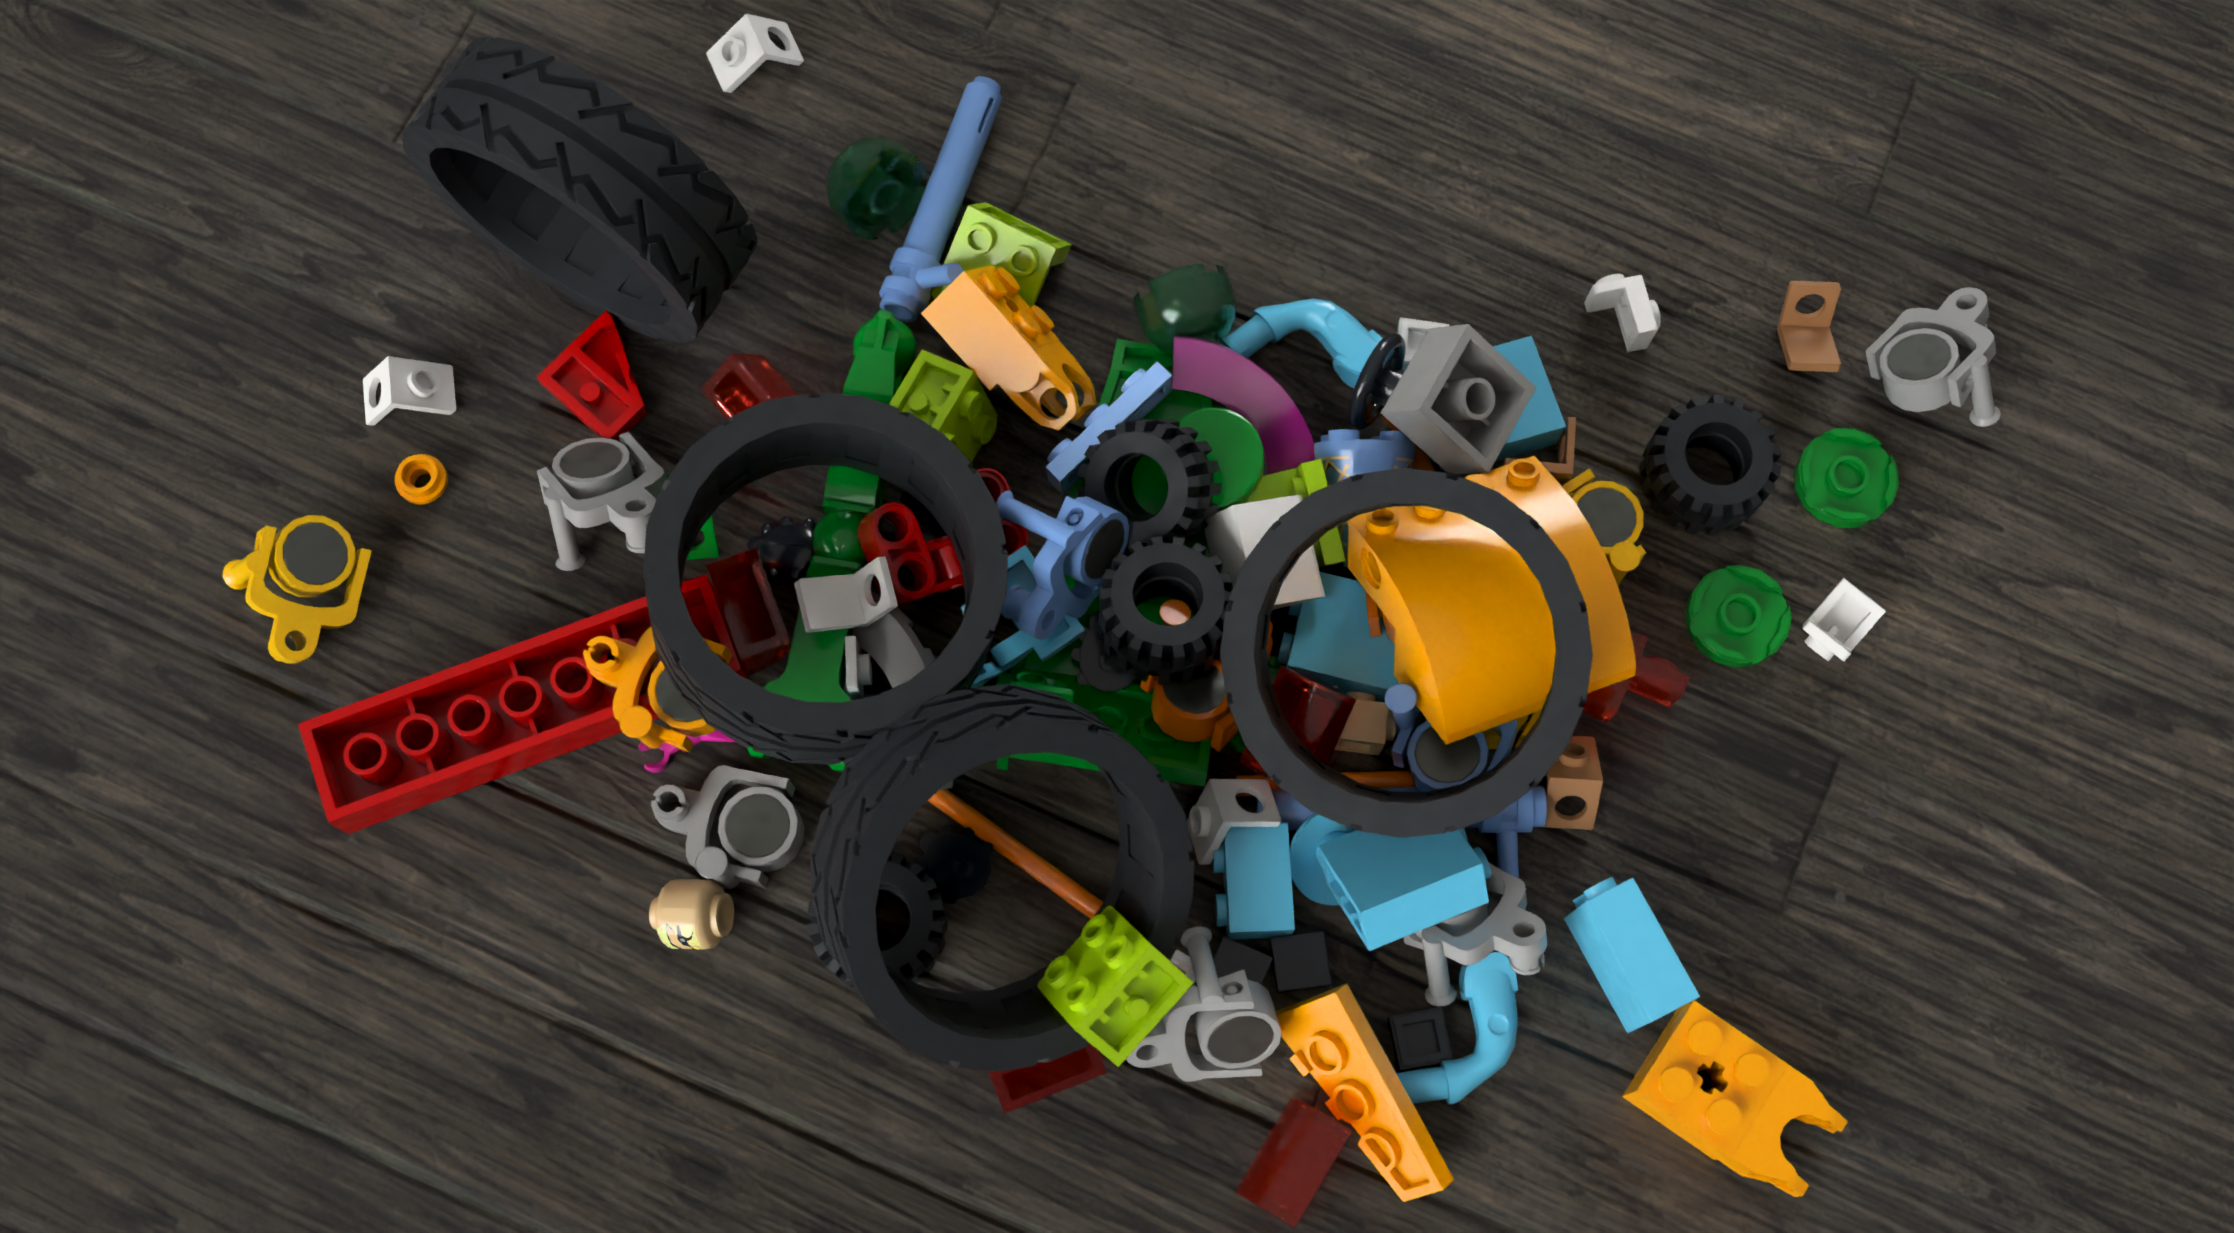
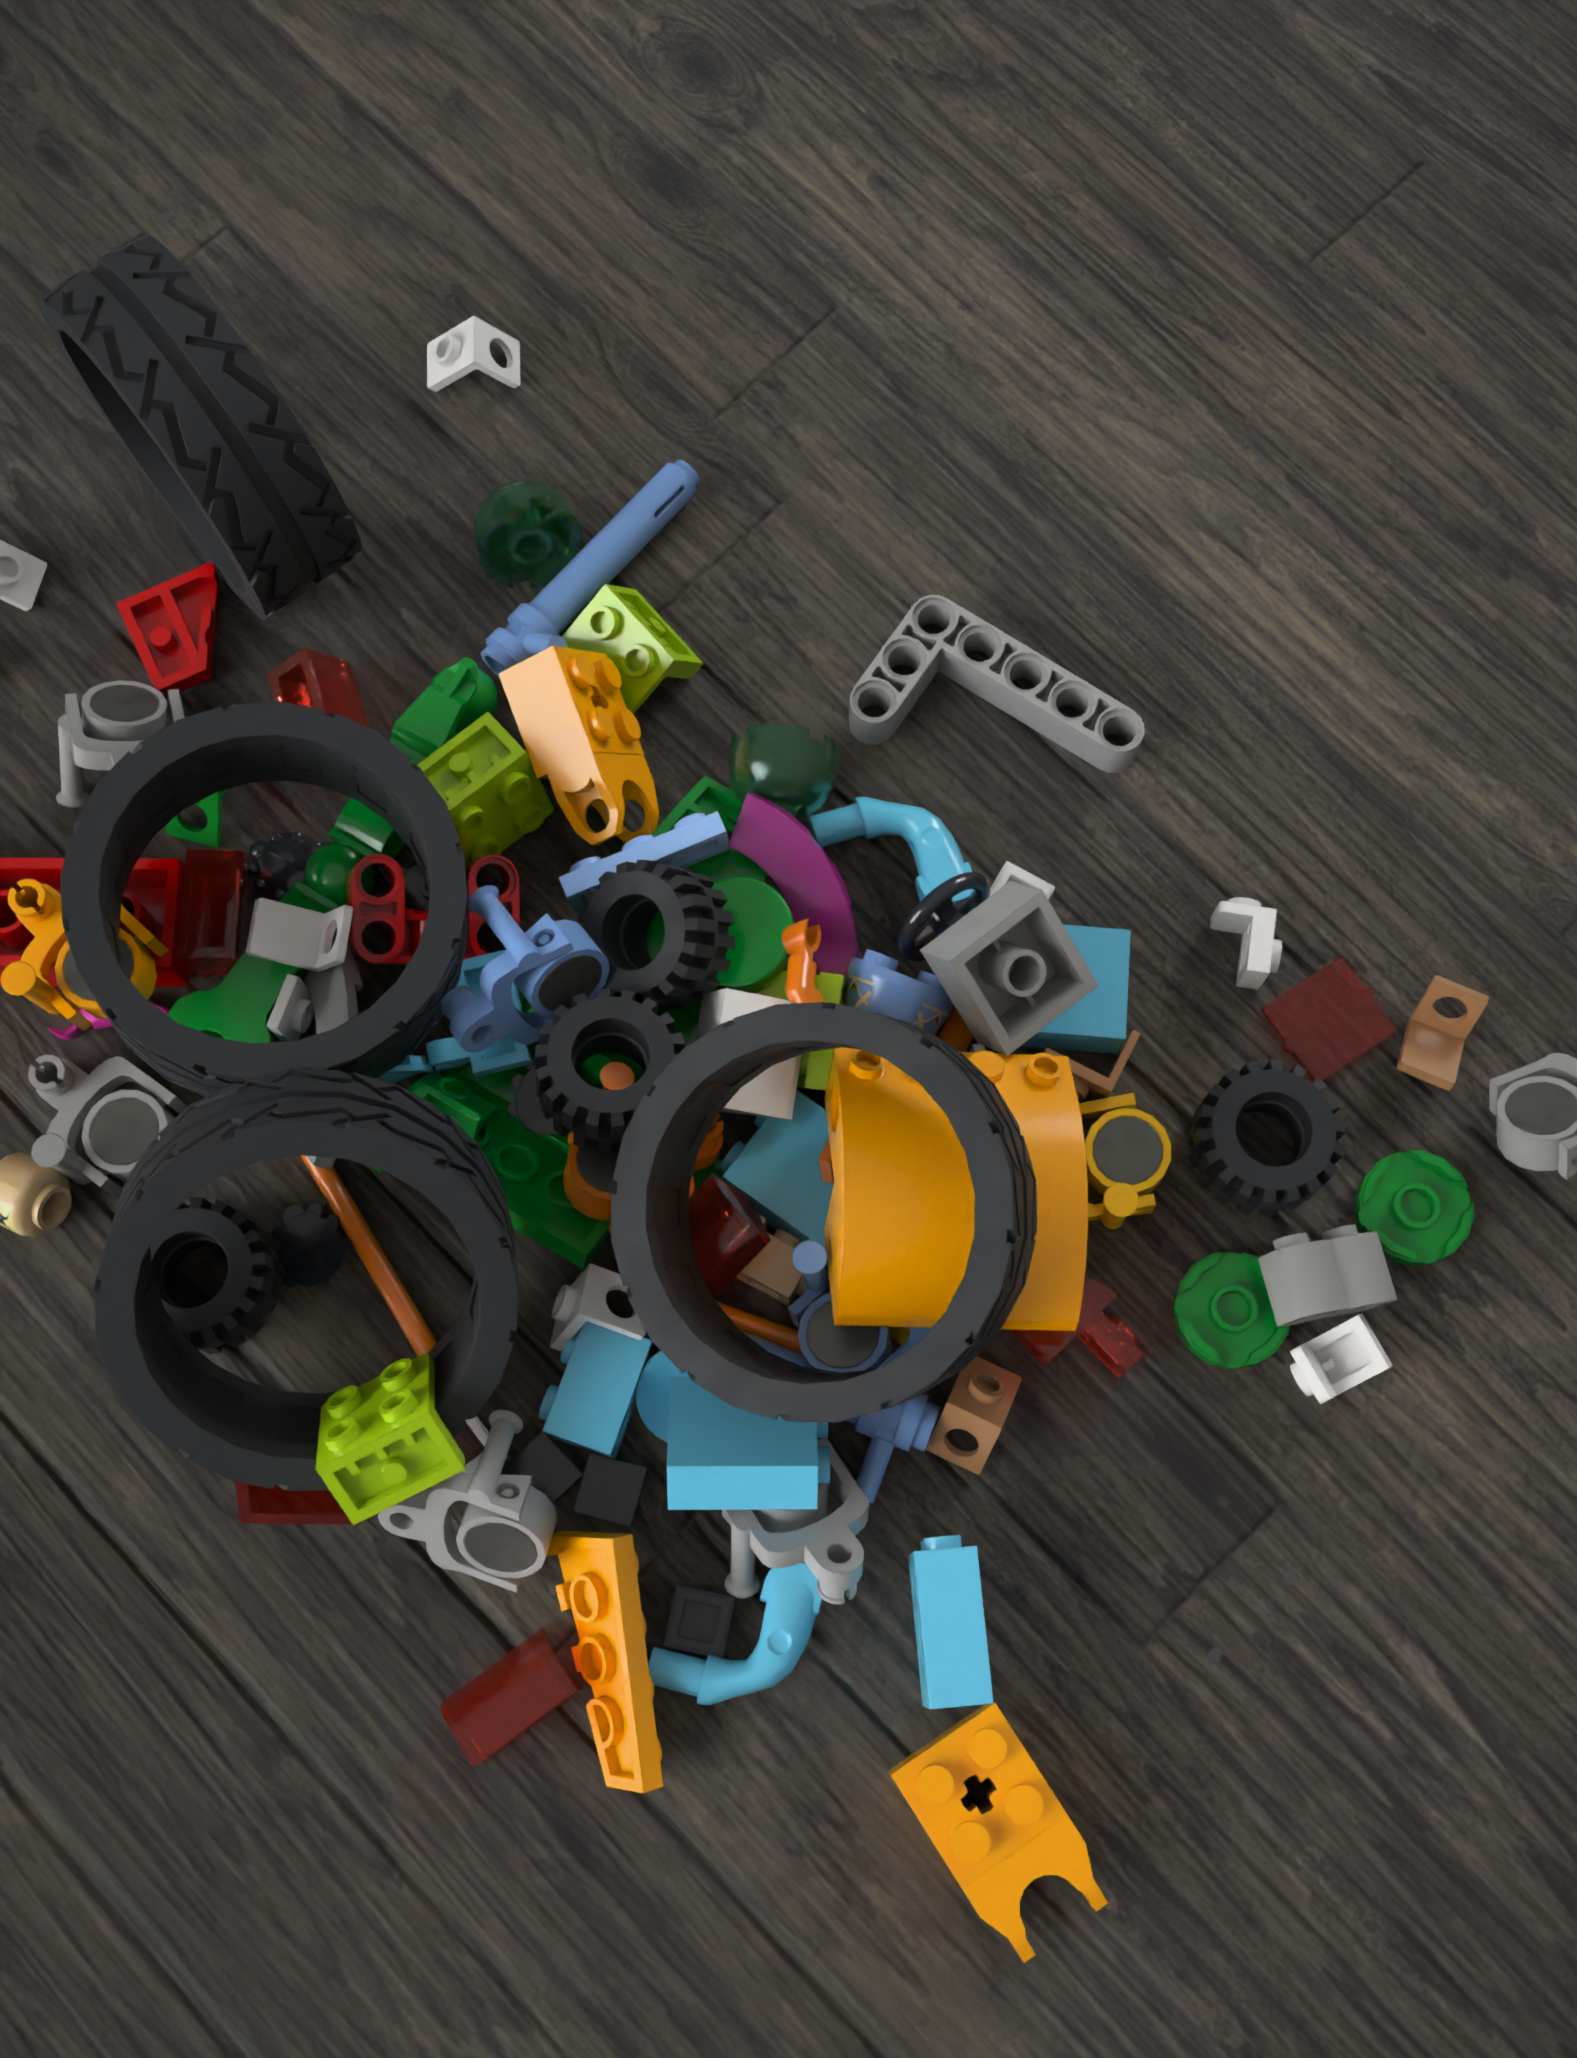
camera: 25 degrees right, 0 degrees up
(1273, 446) = (801, 969): none -> orange arm
(1328, 174) = (992, 682): none -> light grey beam
(1714, 351) = (1328, 1020): none -> clear red piece
(1804, 558) = (1326, 1276): none -> light grey brick

